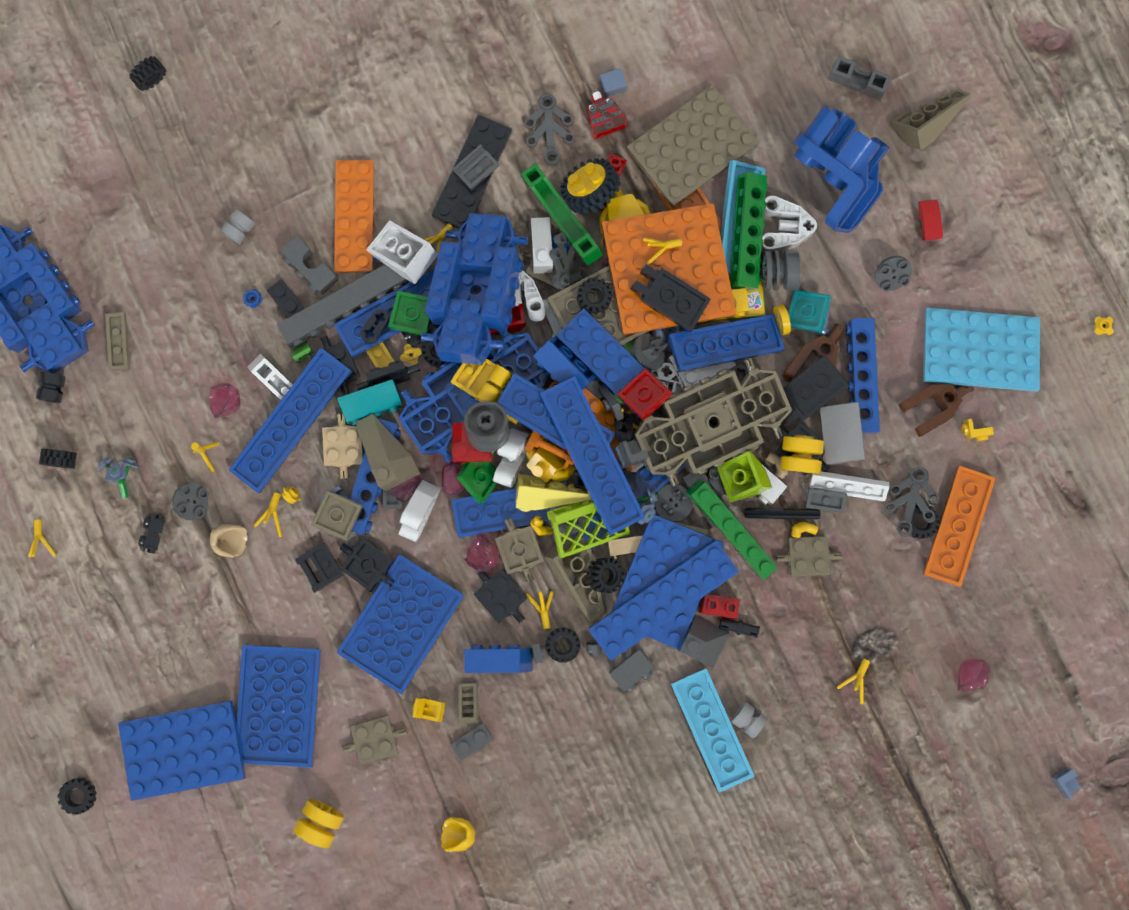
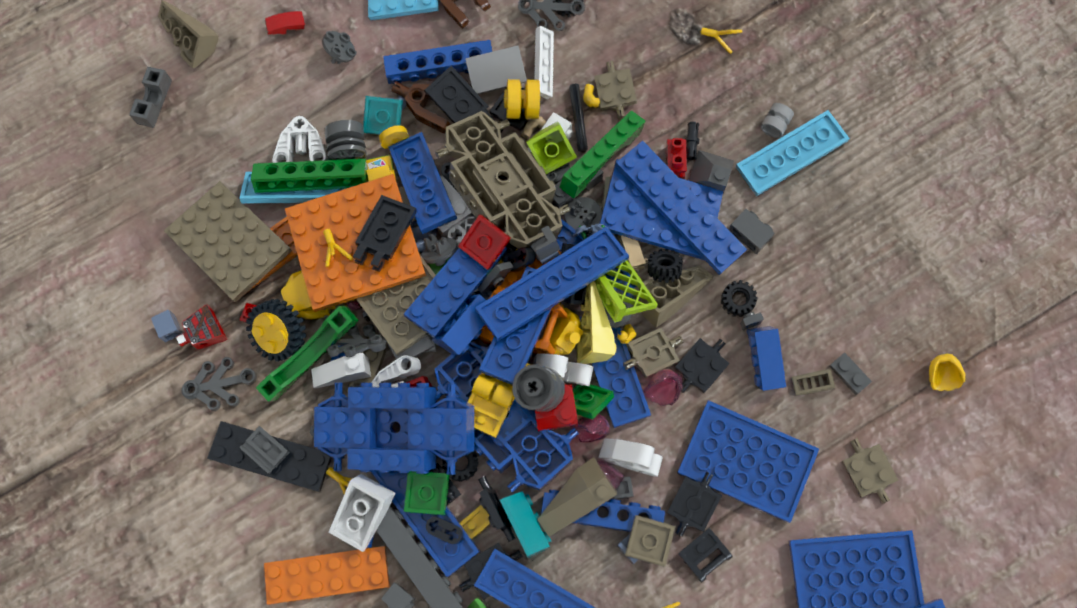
camera: 90 degrees left, 10 degrees down
(291, 494) = (634, 596): yellow plate -> none
(316, 828) = (968, 512): yellow wheel -> none
(342, 446) = (574, 550): tan plate -> none
(407, 350) = (474, 491): yellow plate -> none
(428, 709) = (828, 419): yellow bracket -> none
(543, 609) = (709, 321): yellow plant -> none
(593, 649) = (736, 269): dark grey hinge -> none
(594, 284) = (382, 297): black tyre -> none
(826, 500) = (560, 80): dark grey plate -> none
(851, 168) = (241, 79): blue piece -> none

